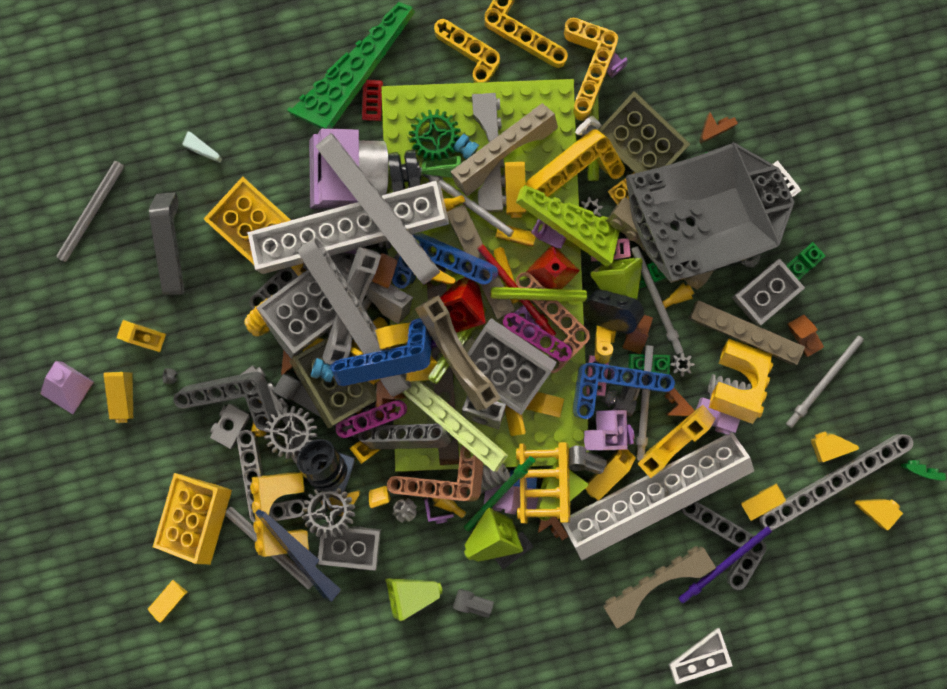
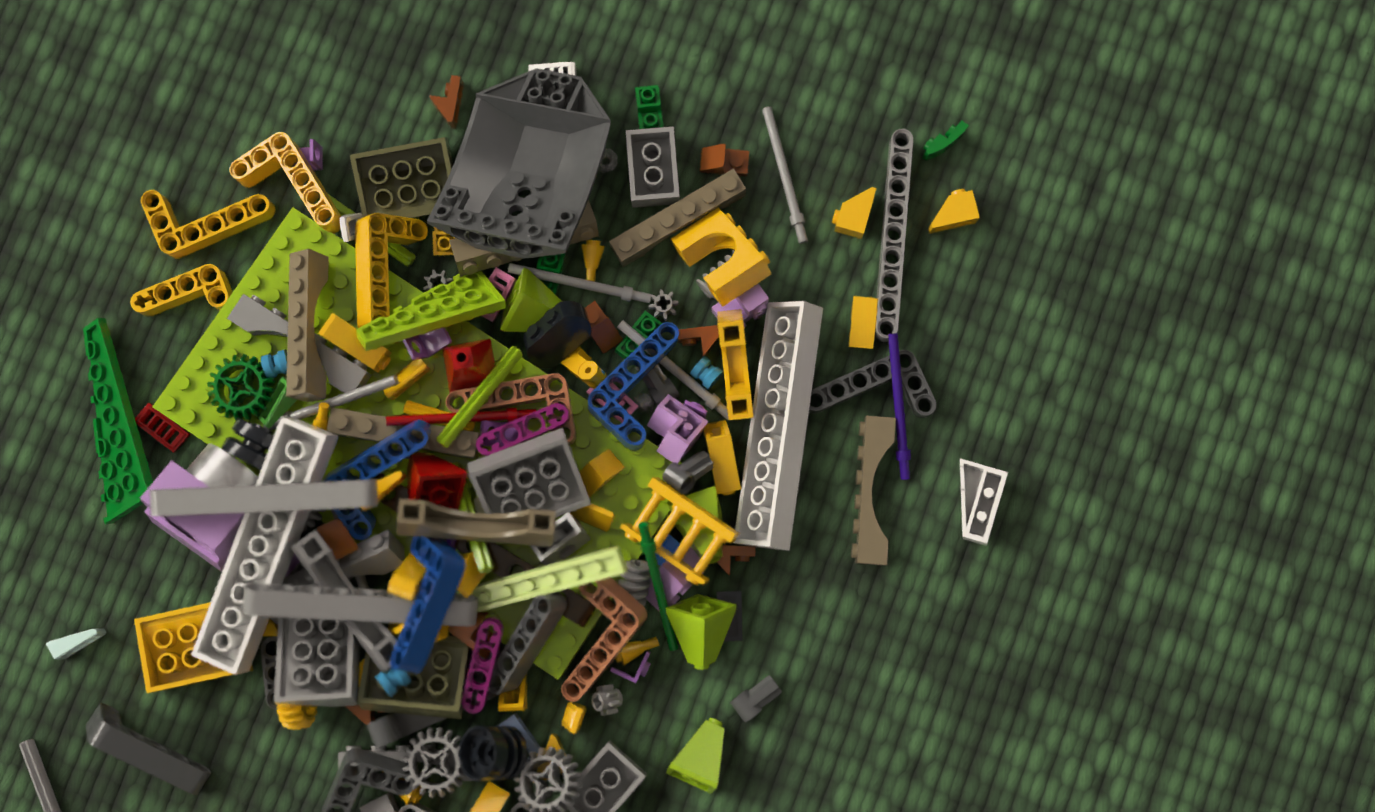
camera: 50 degrees left, 5 degrees down
(658, 424) = (706, 372): none -> dark azure wheel

